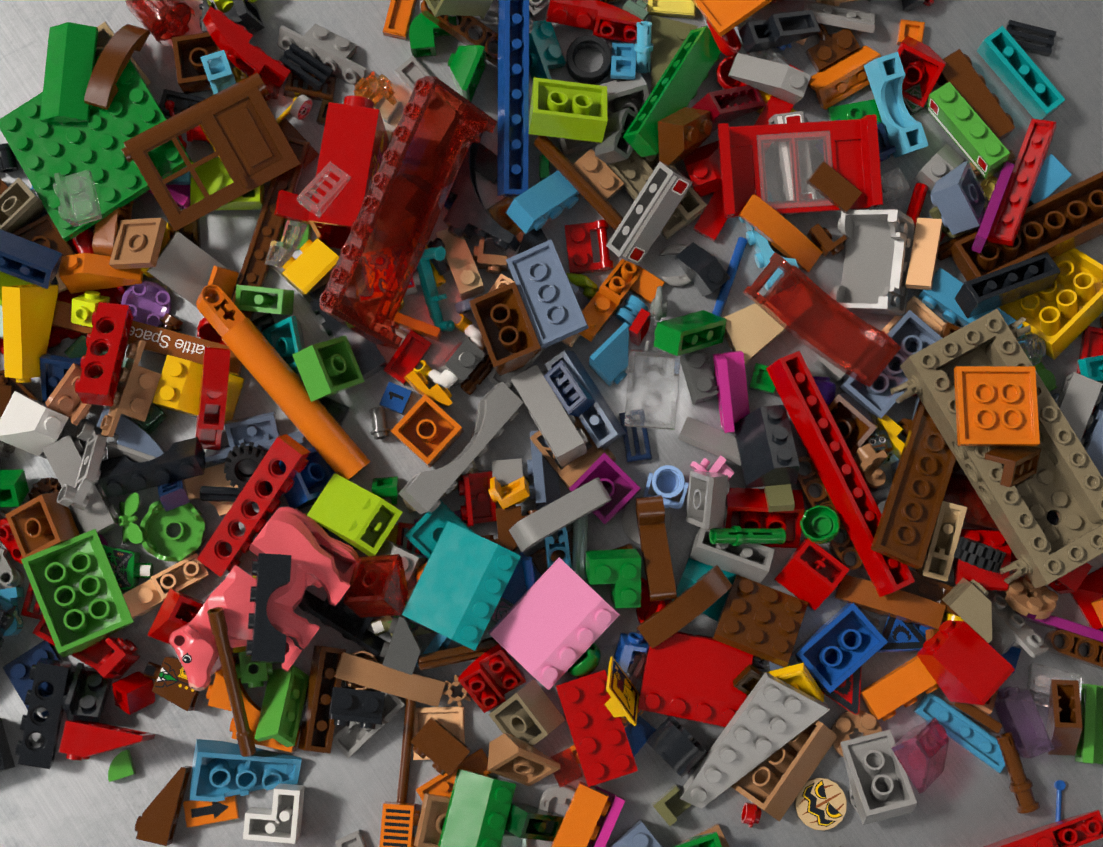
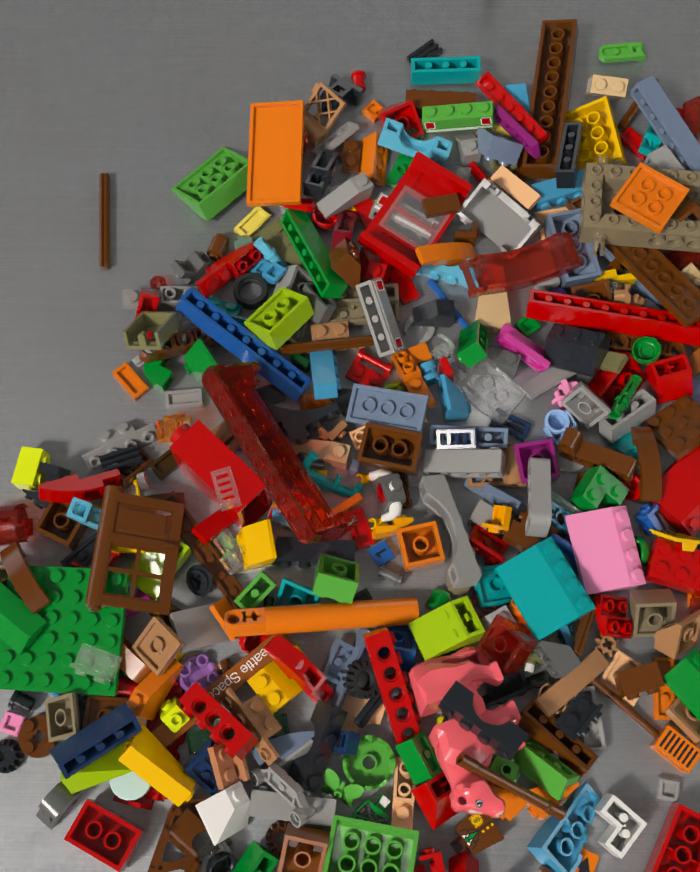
camera: 55 degrees left, 10 degrees down
(205, 574) = (419, 758): none -> green panel
(238, 236) = (195, 584): none -> black gear

